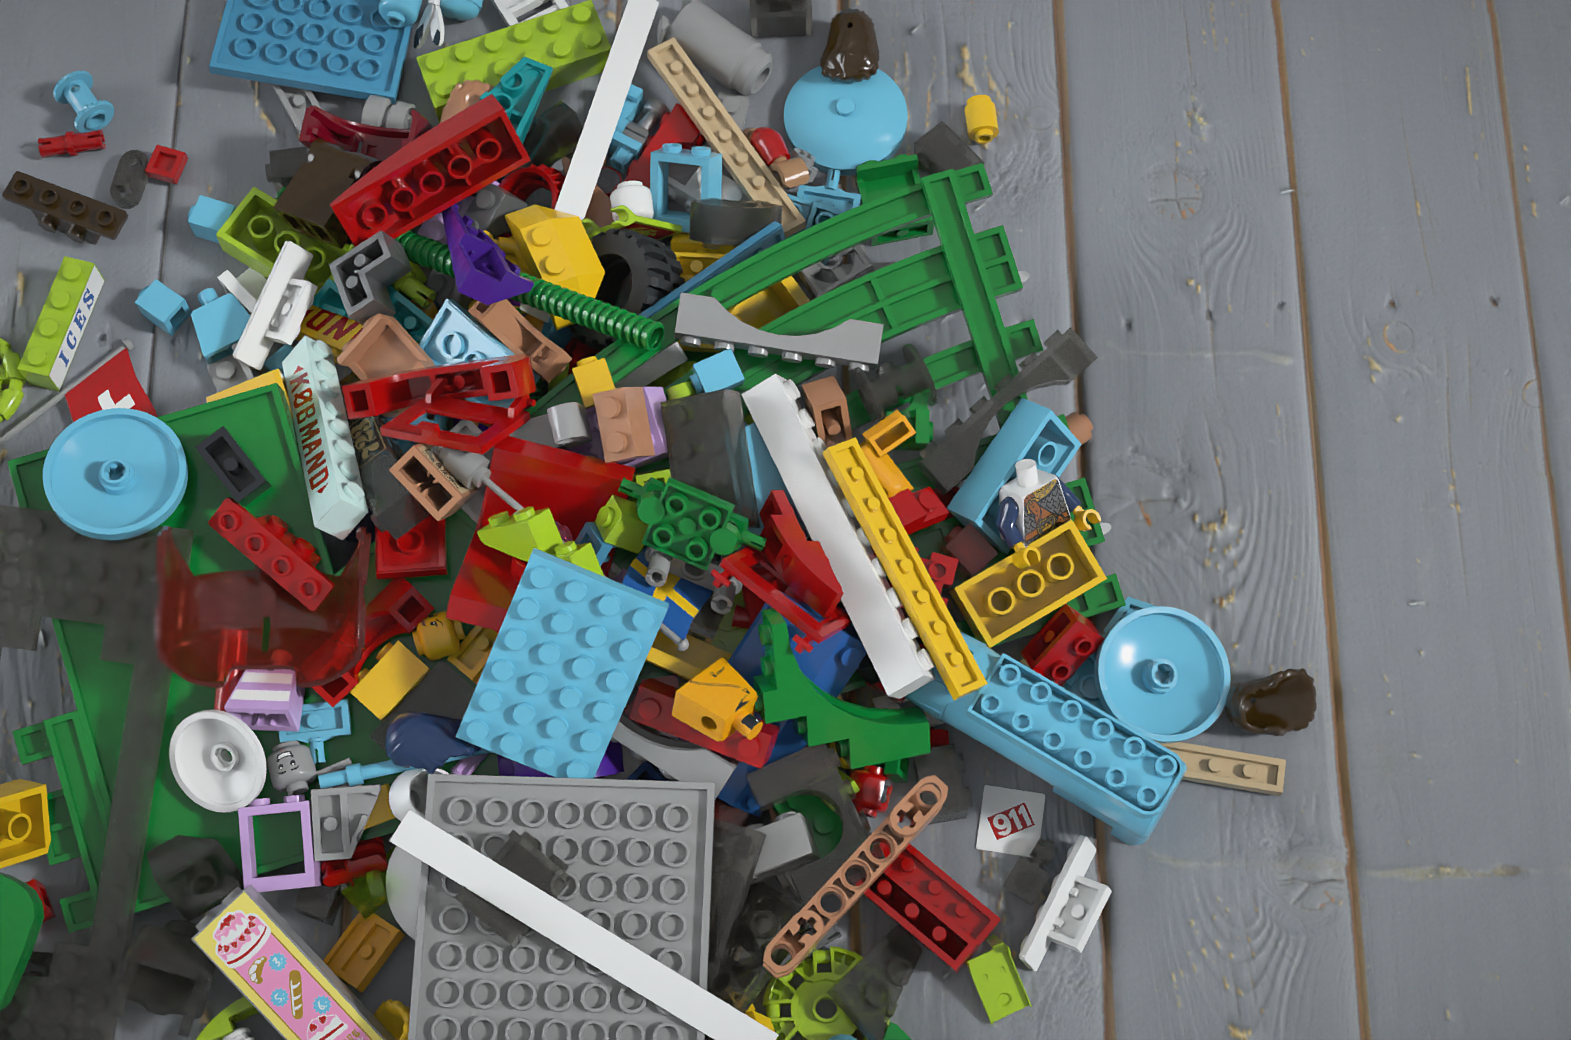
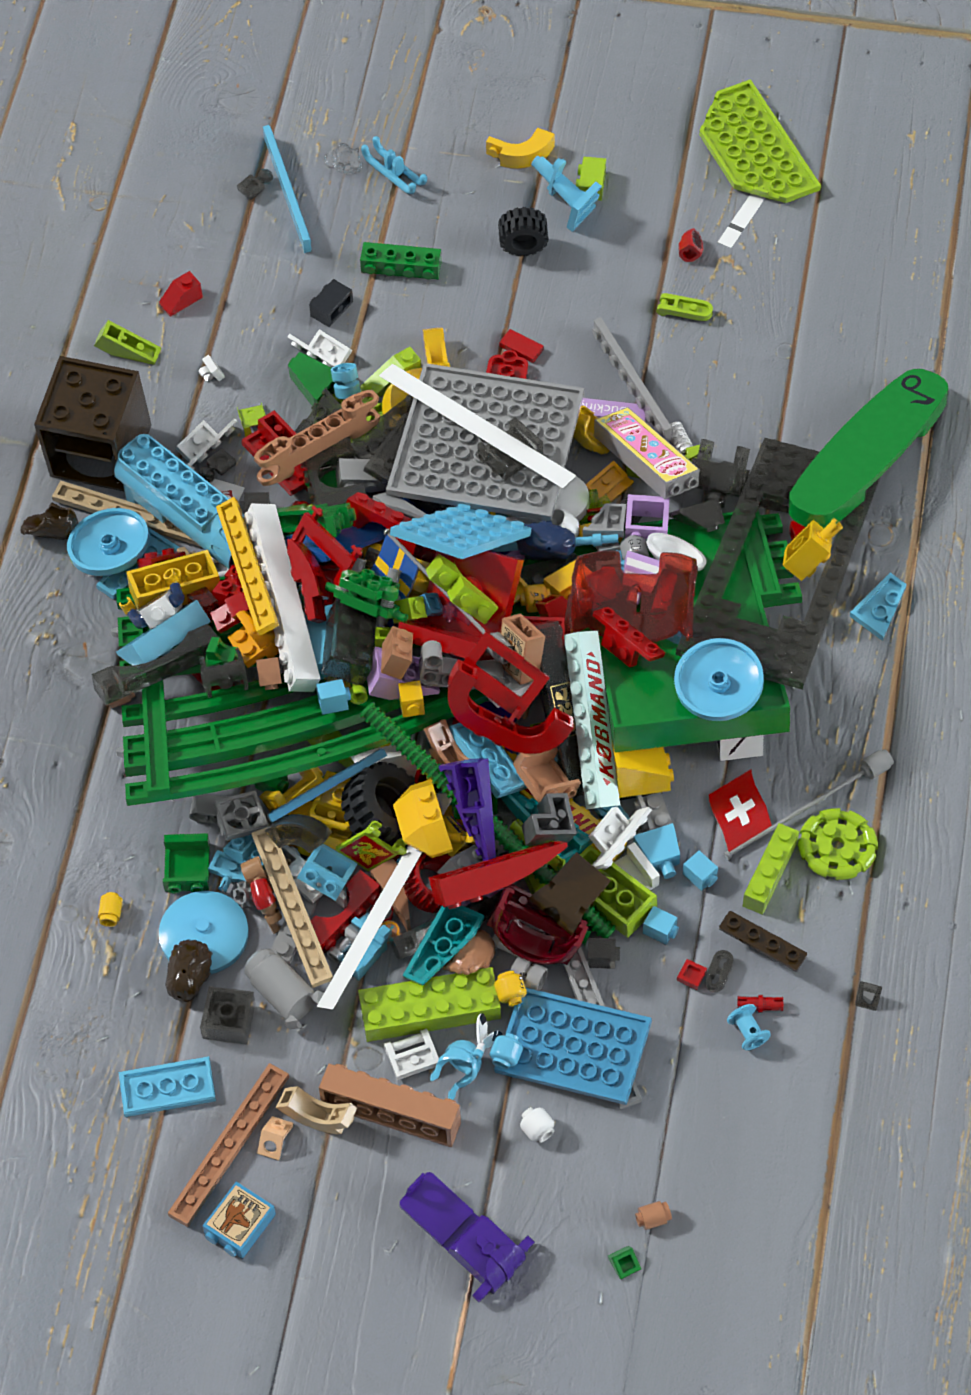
camera: 170 degrees left, 10 degrees down
(233, 466) = (645, 676): black brick -> none
(405, 80) = (510, 988): none -> yellow head
(635, 197) = (366, 864): white head -> none
(708, 322) = (248, 703): light grey arch -> none
(718, 703) = (373, 512): light orange torso -> none
(889, 433) = (234, 638): light orange piece -> none
(943, 150) = (142, 884): clear smoke brick -> none
(1254, 852) = (90, 414): none -> dark brown container

